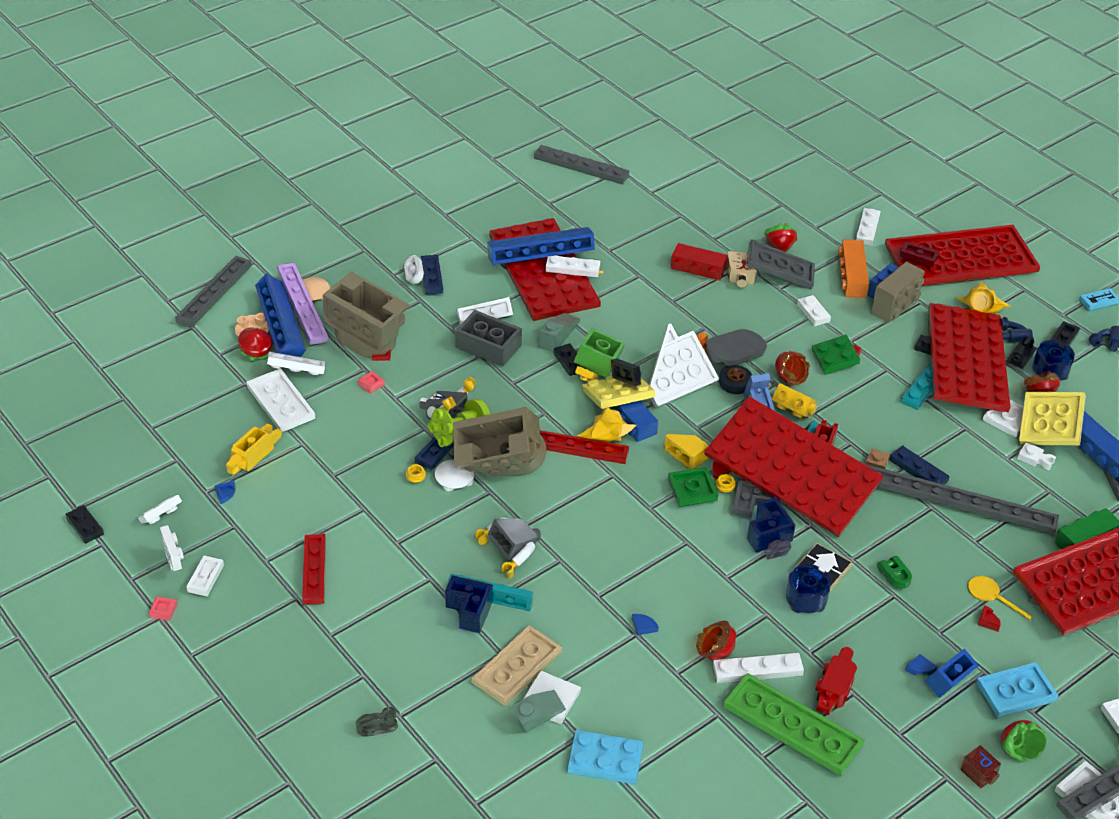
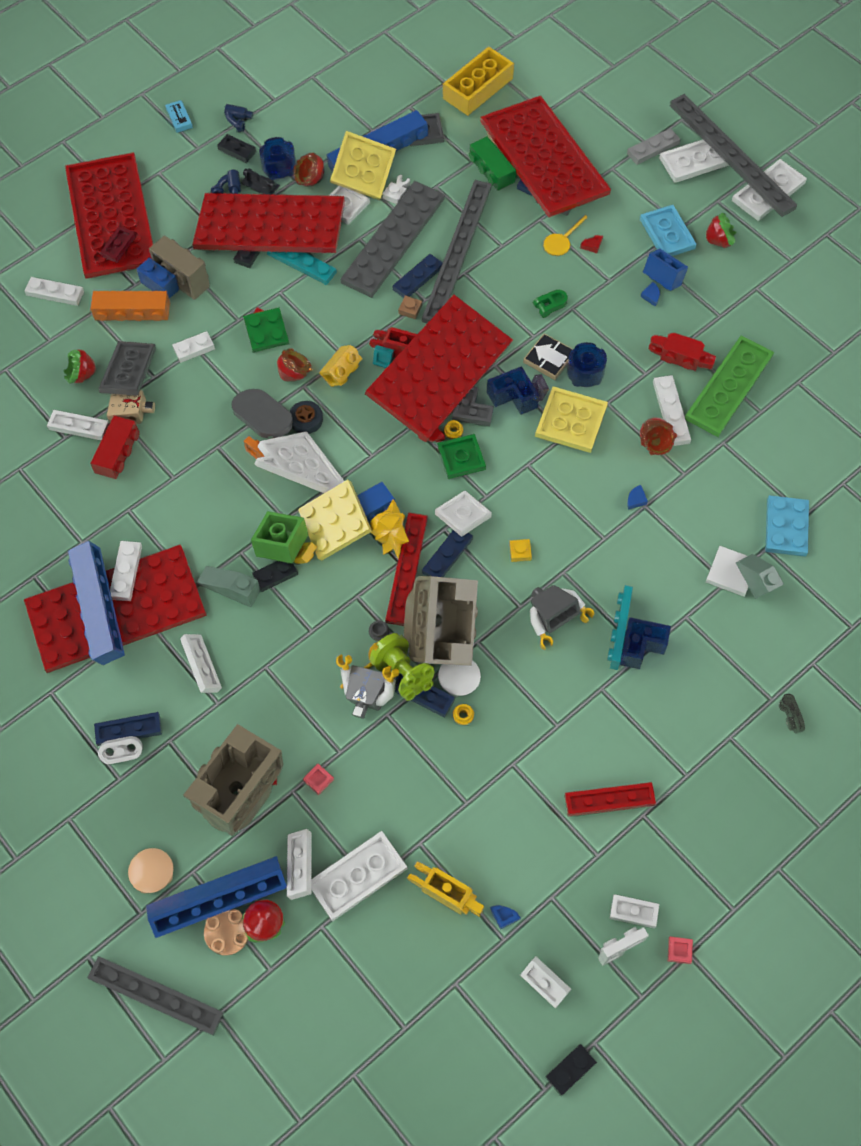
camera: 90 degrees left, 20 degrees up
(302, 304) = (187, 874): lavender plate -> none
(488, 337) = (252, 652): dark grey brick -> none
(516, 665) = (699, 601): tan tile -> none
(583, 473) = (447, 554): none -> dark blue plate
(585, 526) = (520, 550): none -> yellow plate
(625, 482) = (463, 513): none -> white tile
(626, 372) = (322, 505): black plate -> none
(686, 449) = (414, 458): yellow slope -> none
(723, 238) = (77, 425): none -> white plate
(740, 576) = (571, 419): none -> light yellow plate
(758, 389) = (340, 393): medium blue bracket -> none
(969, 452) = (392, 239): none -> dark grey plate
(981, 767) = (750, 262): clear red brick -> none
(983, 299) = (187, 202): yellow hair -> none

